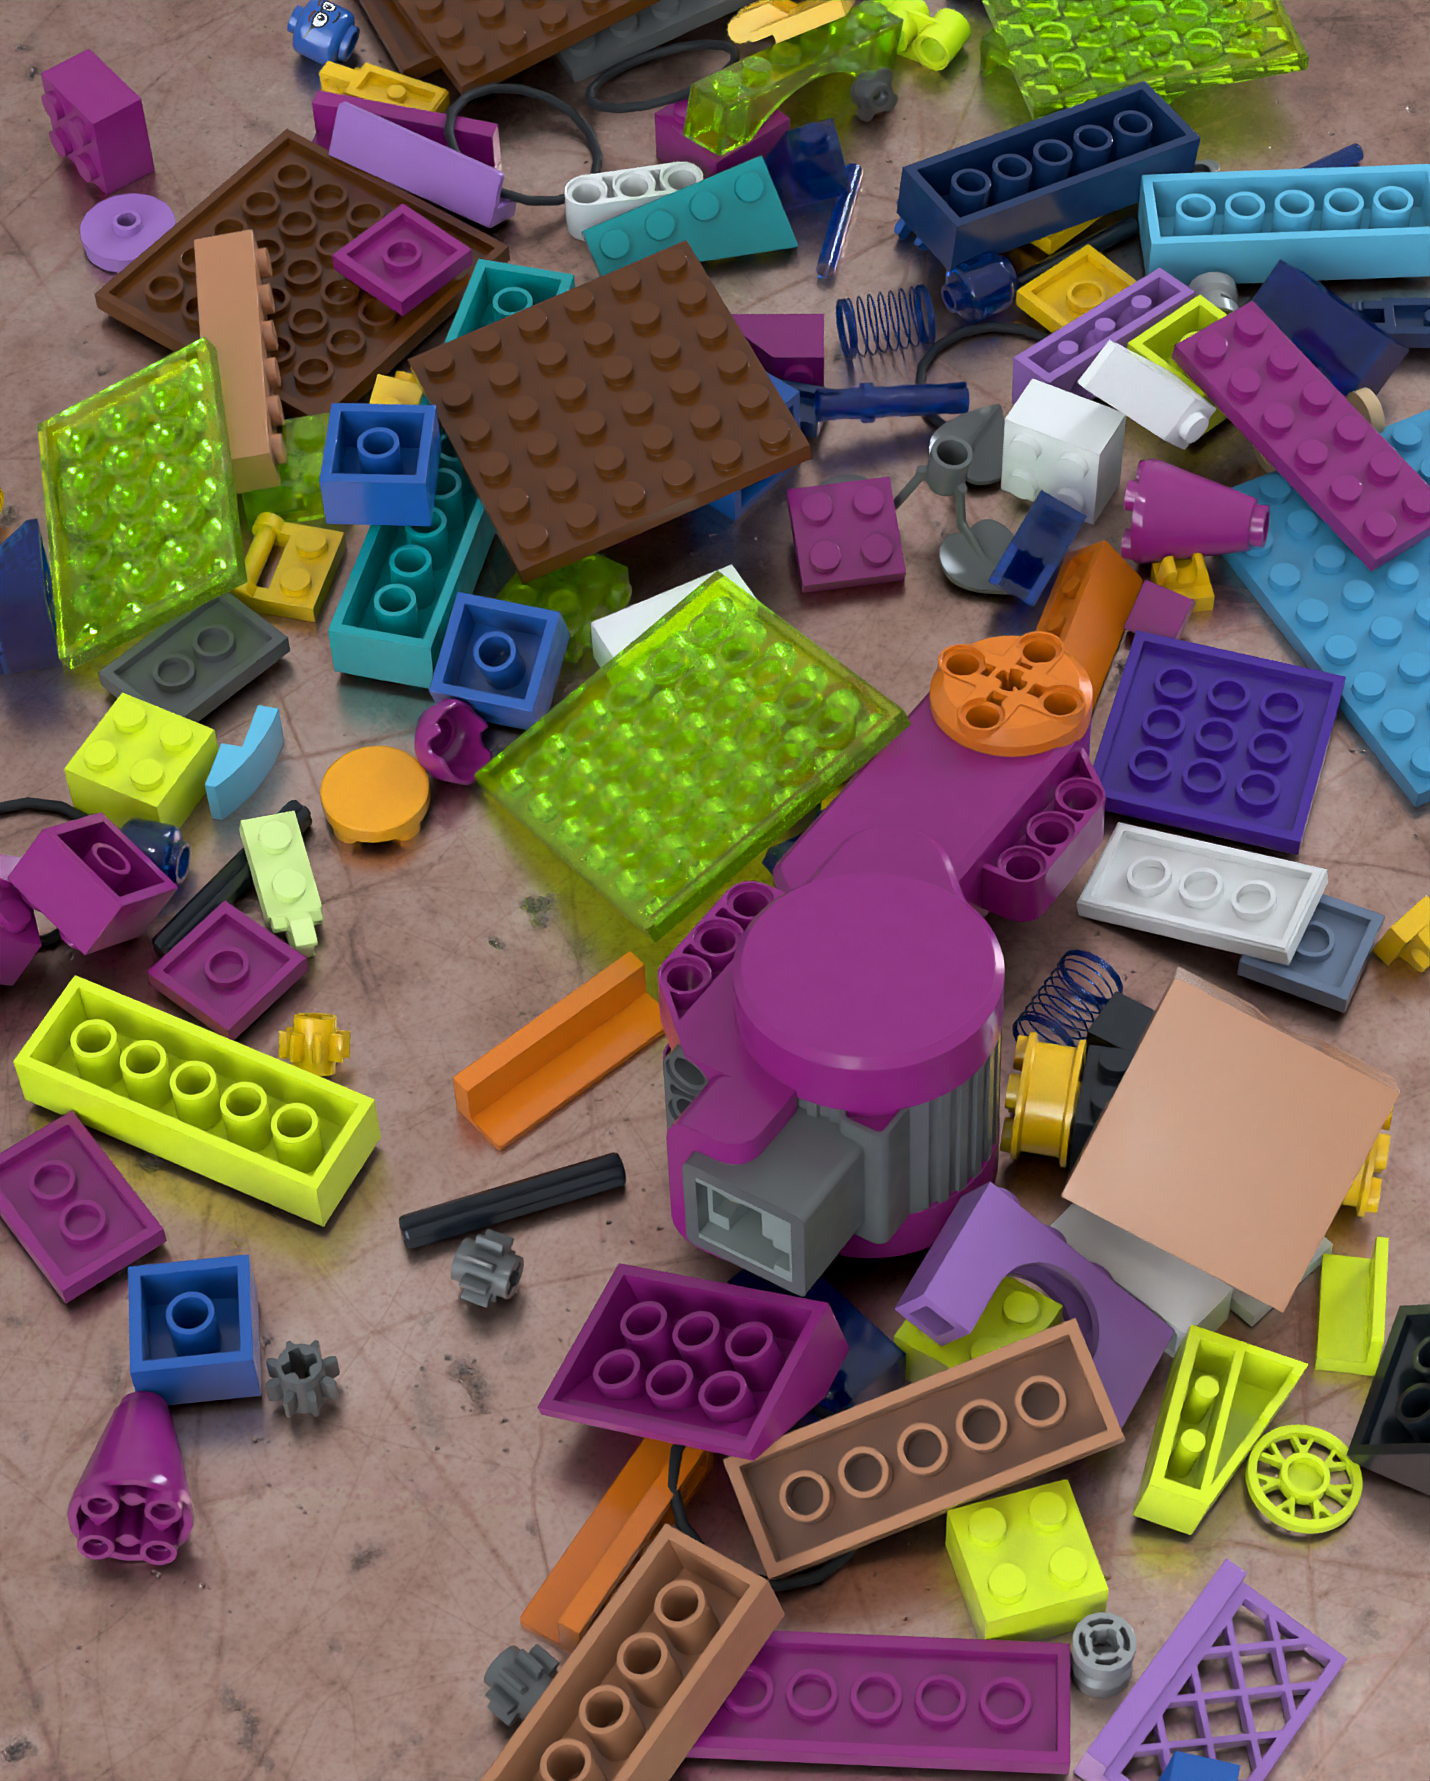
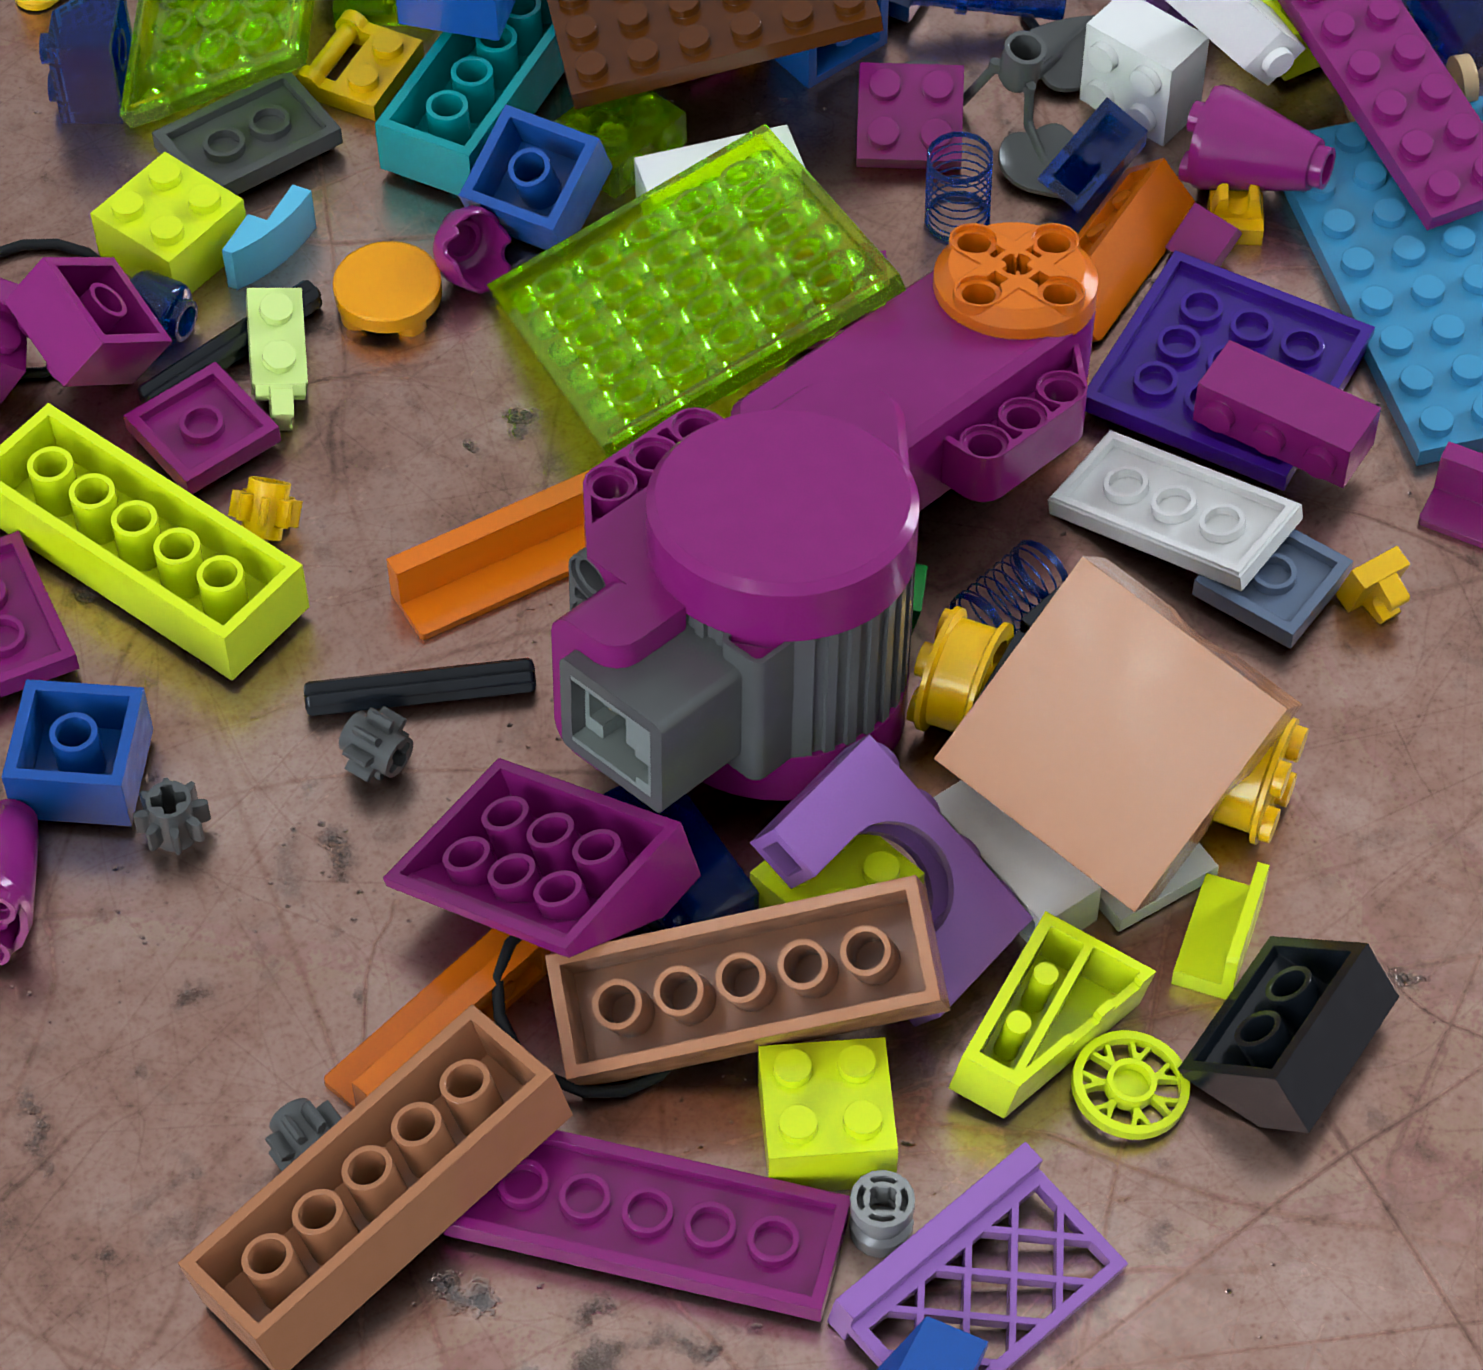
camera: 10 degrees right, 0 degrees up
(914, 598) = (957, 181): none -> clear blue piece
(1288, 780) = (1286, 414): none -> magenta brick

